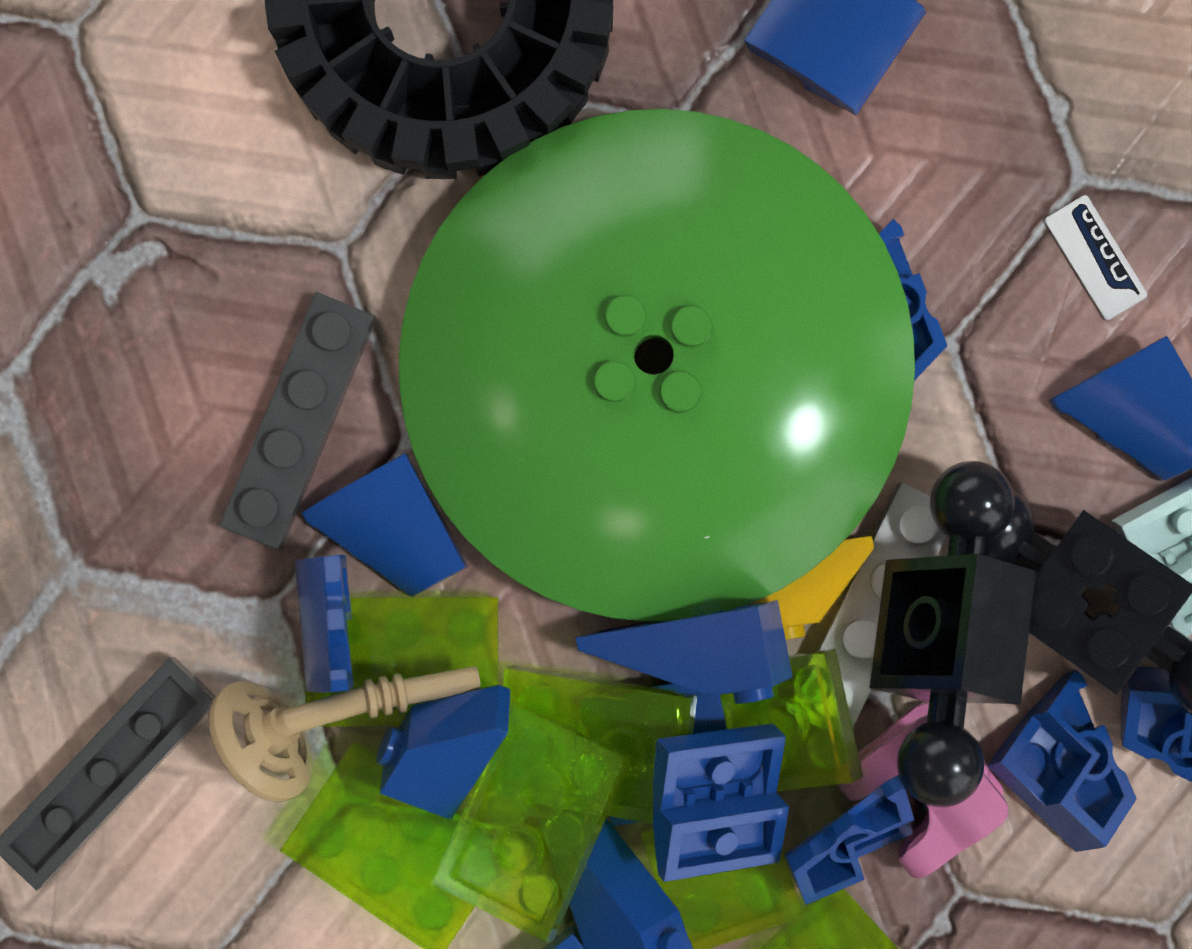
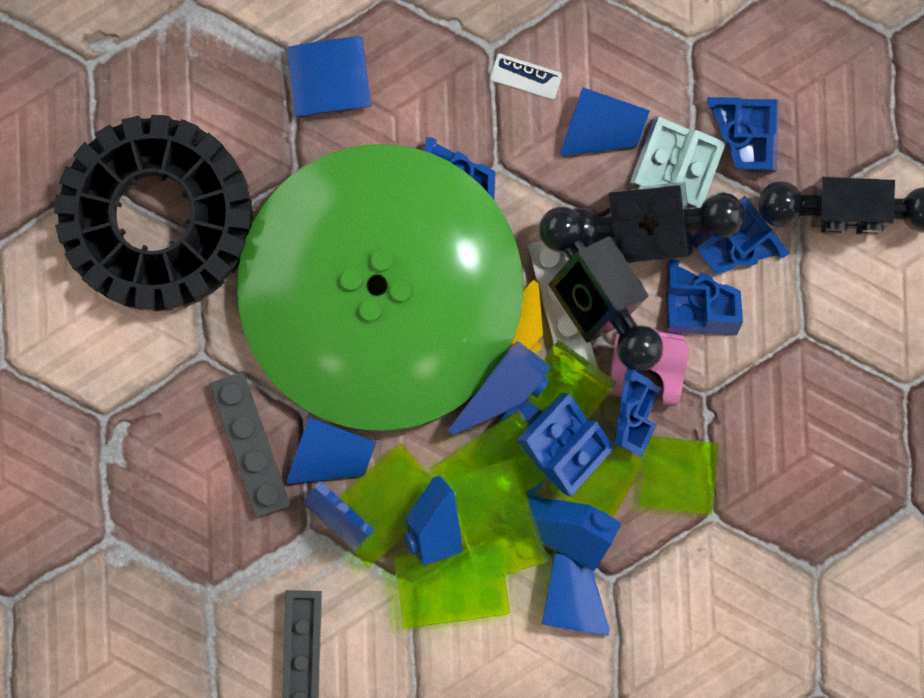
camera: 45 degrees left, 0 degrees up
(284, 726) = (358, 577): tan dish -> none

